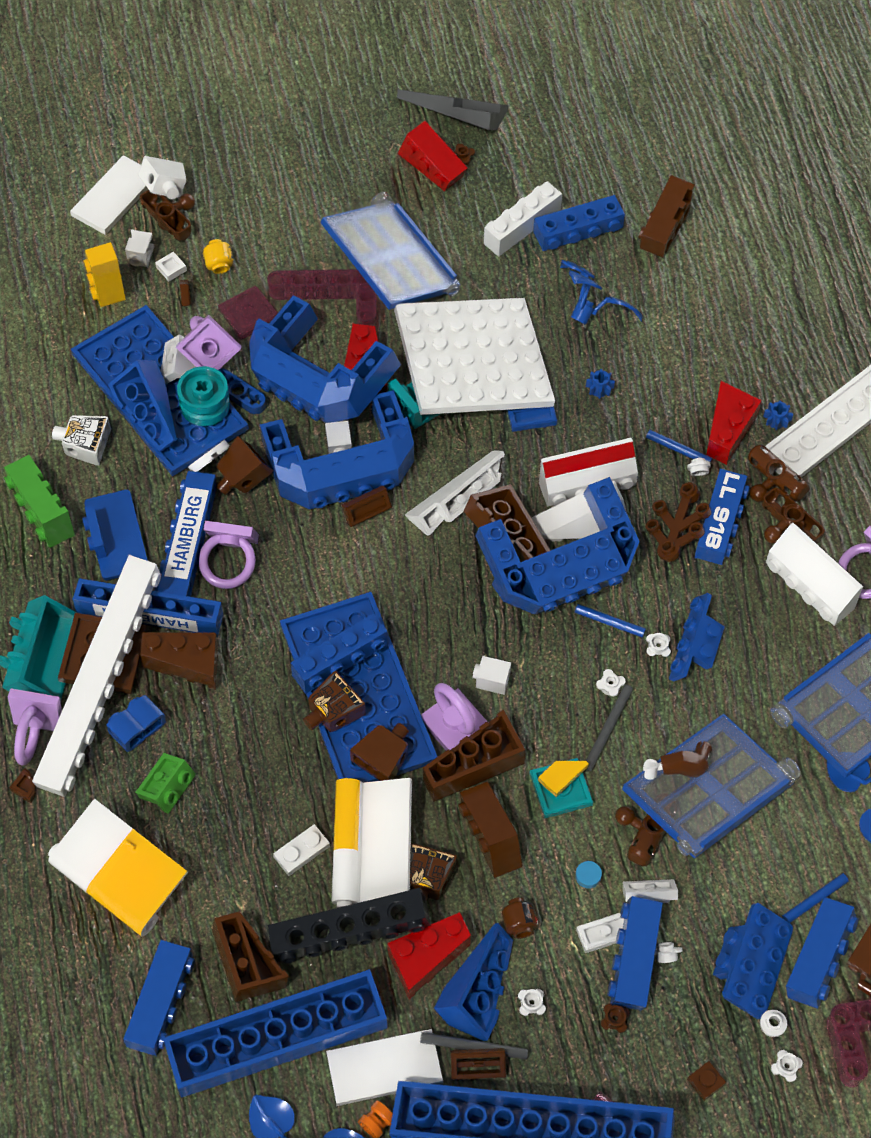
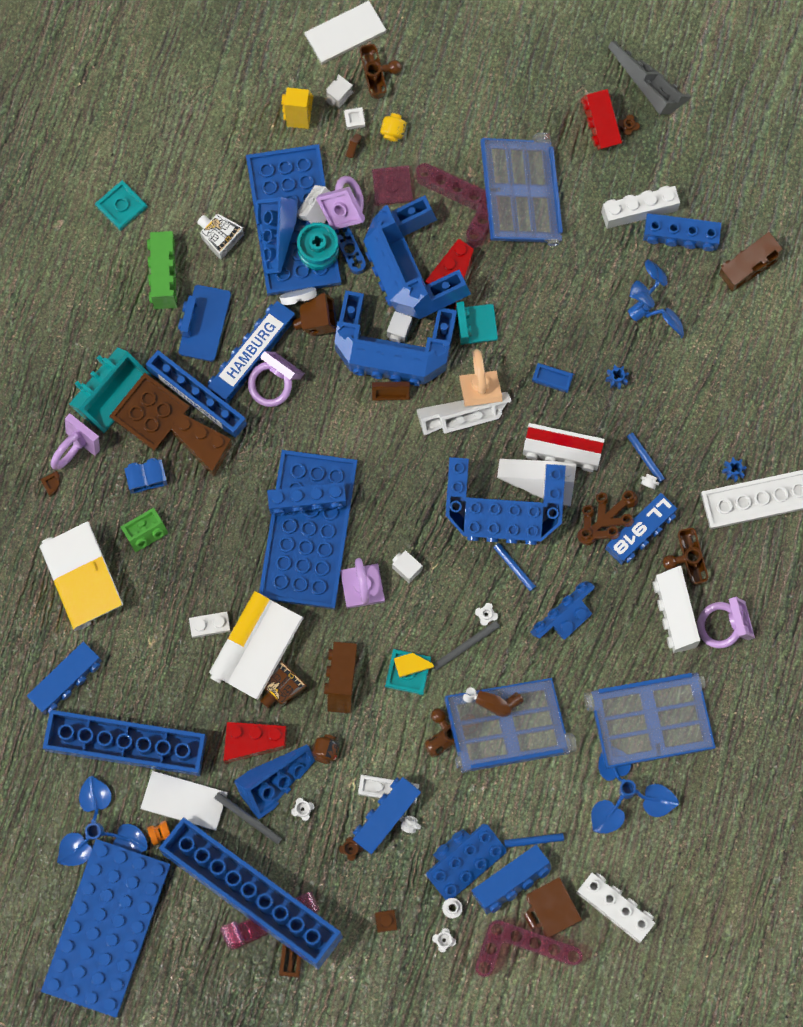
camera: 30 degrees right, 15 degrees up
(97, 676) = (134, 430): white brick -> none
(163, 176) = (385, 39): white torso -> none
(245, 959) = (131, 683): reddish brown wedge -> none
(310, 926) = (165, 679): black brick -> none
(334, 704) = (282, 534): reddish brown torso -> none
(381, 751) = (297, 586): reddish brown torso -> none
(460, 457) = (482, 386): none -> light nougat tile
(473, 356) = (534, 308): white plate -> none
(475, 759) = (358, 622): reddish brown wedge -> none
(478, 1053) = (245, 828): reddish brown tile -> none
(506, 505) = (482, 450): reddish brown wedge -> none
(588, 874) = (390, 742): dark azure tile -> none
(654, 890) = (423, 776): white plate -> none
(658, 638) = (535, 597): white plate -> none
(732, 419) = (695, 457): red wedge -> none
(767, 465) = (698, 507): reddish brown piece -> none

